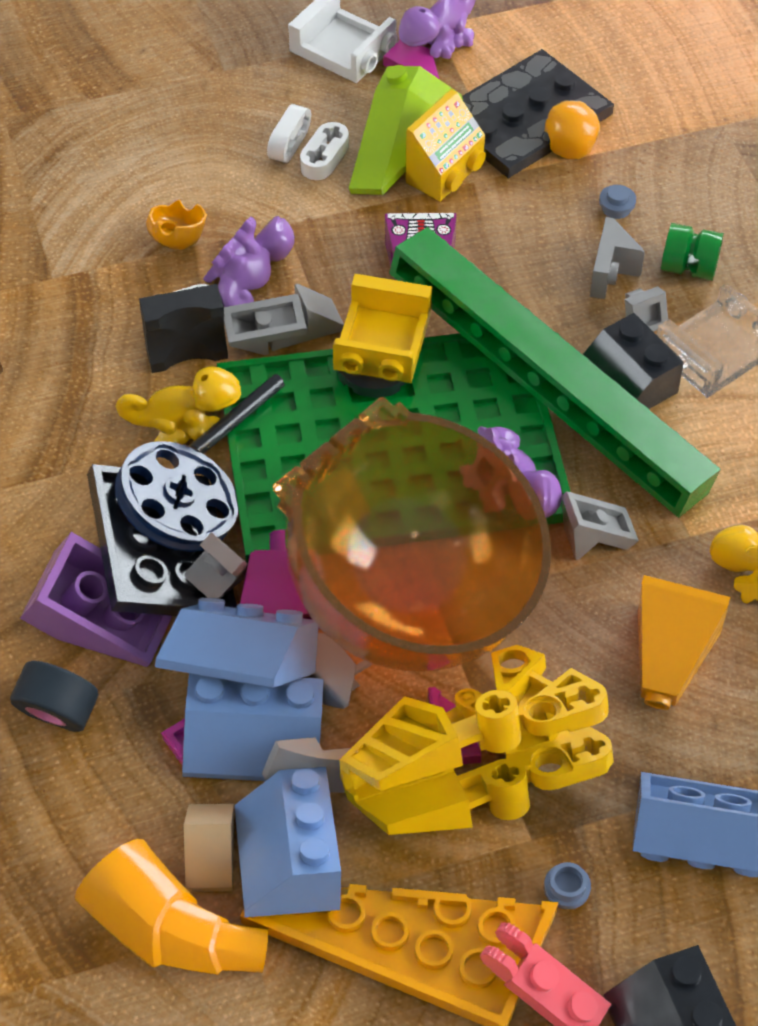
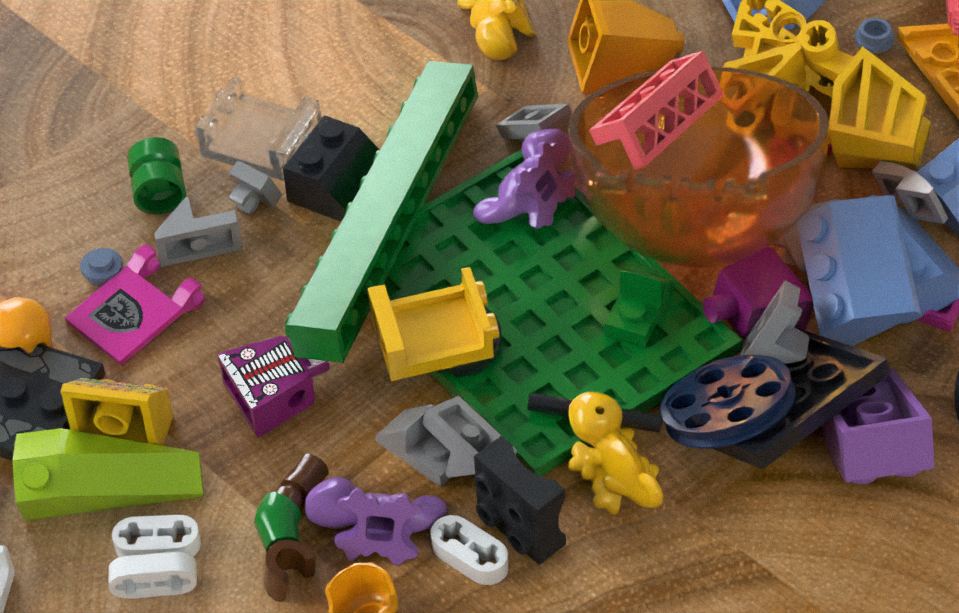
camera: 115 degrees left, 5 degrees down
(294, 209) = (278, 525): none -> reddish brown piece
(468, 504) = (661, 96): none -> coral fence
(558, 203) = (130, 310): none -> dark pink flag

